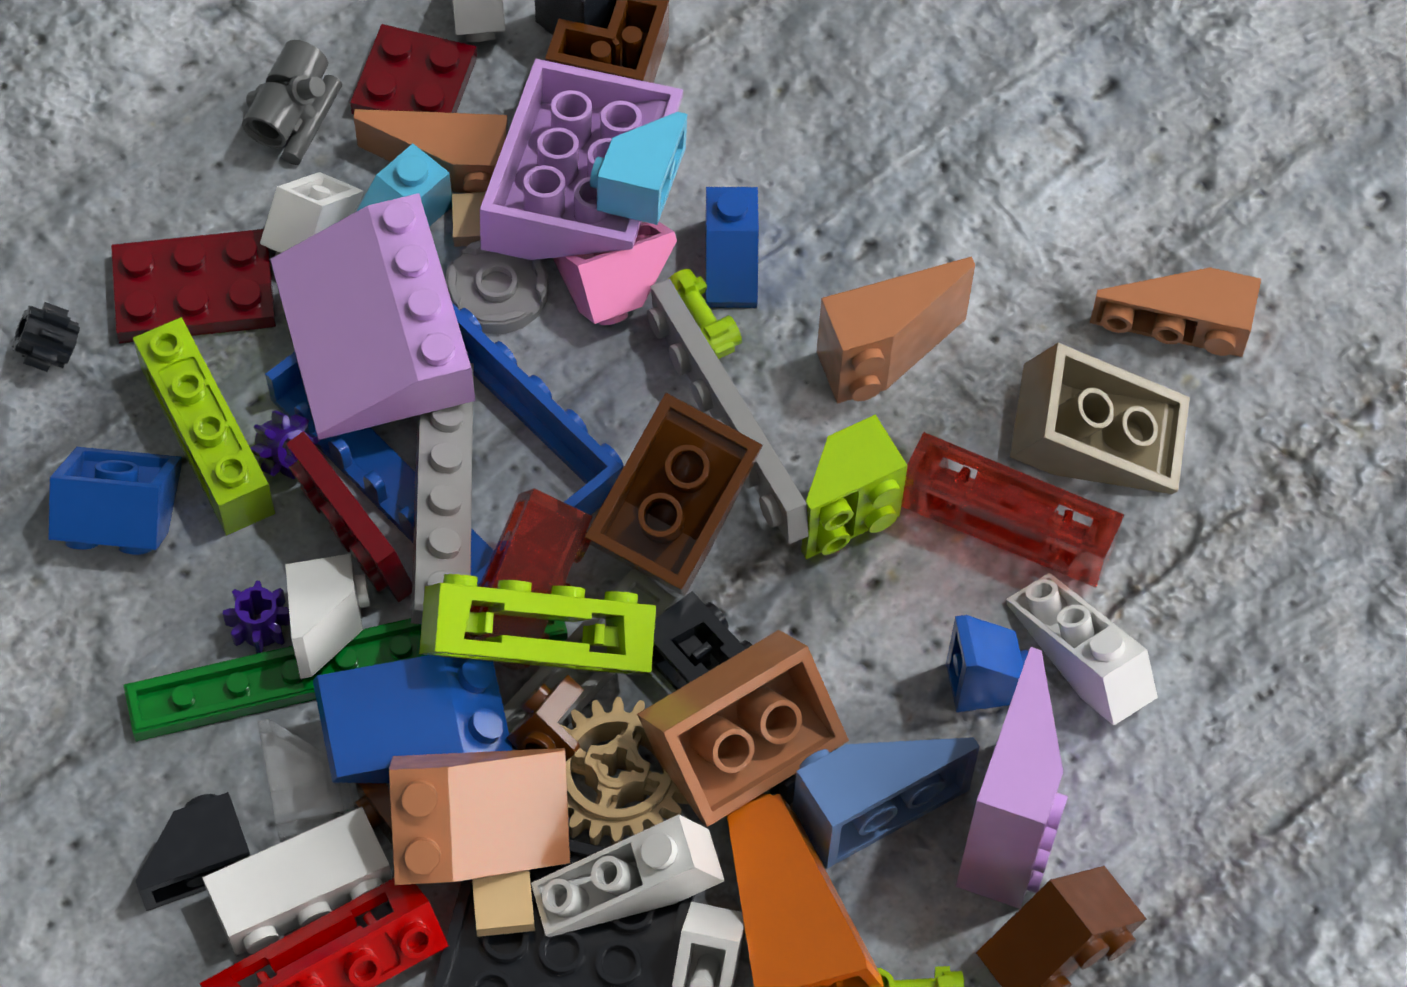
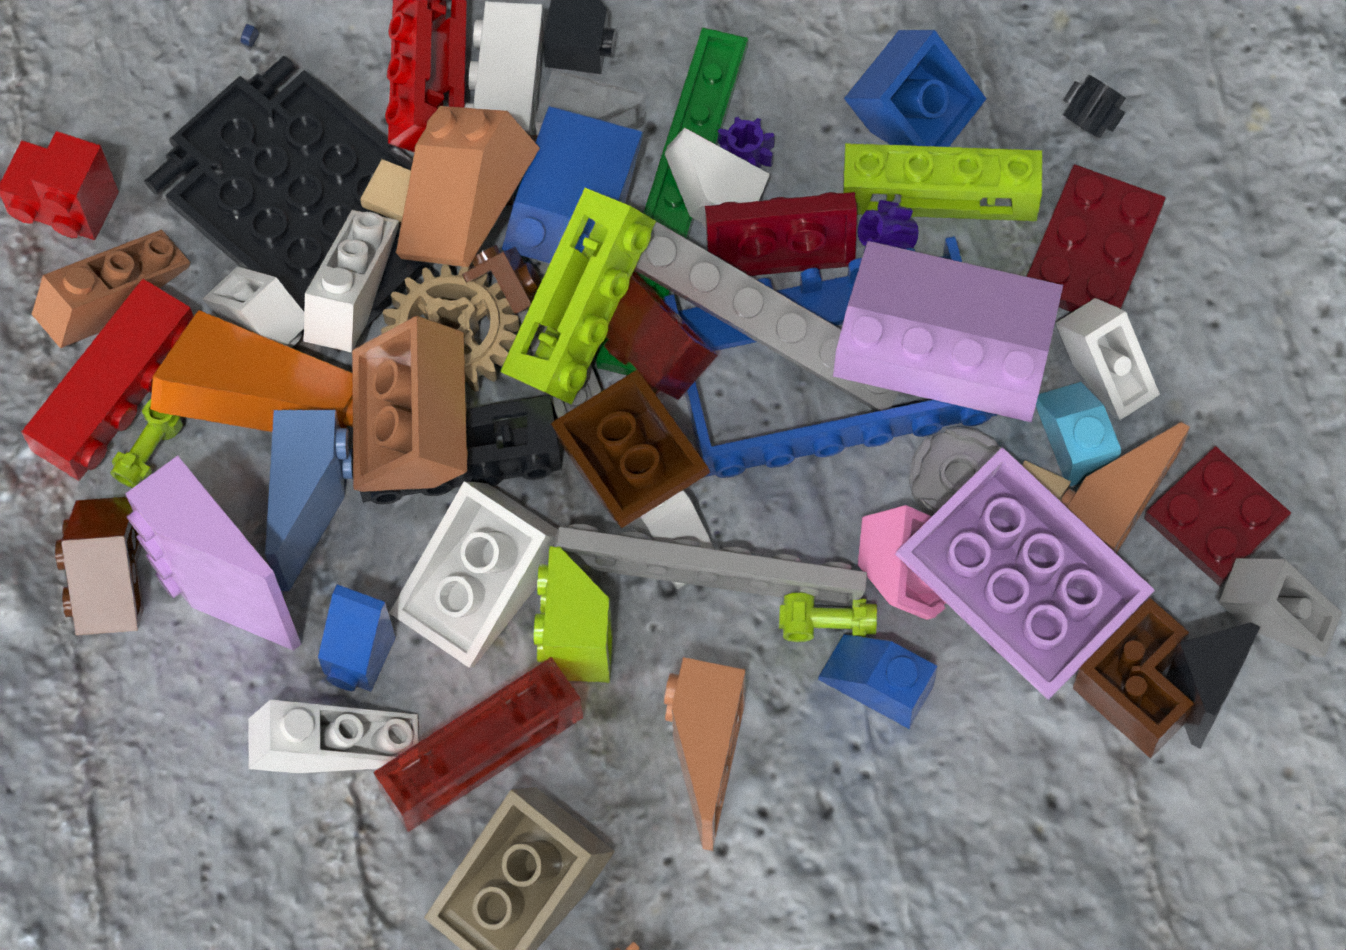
camera: 125 degrees right, 5 degrees up
(291, 101) = (1236, 393): dark grey pin -> none
(640, 169) = (959, 588): medium azure slope -> none
(848, 608) = (475, 572): none -> white slope

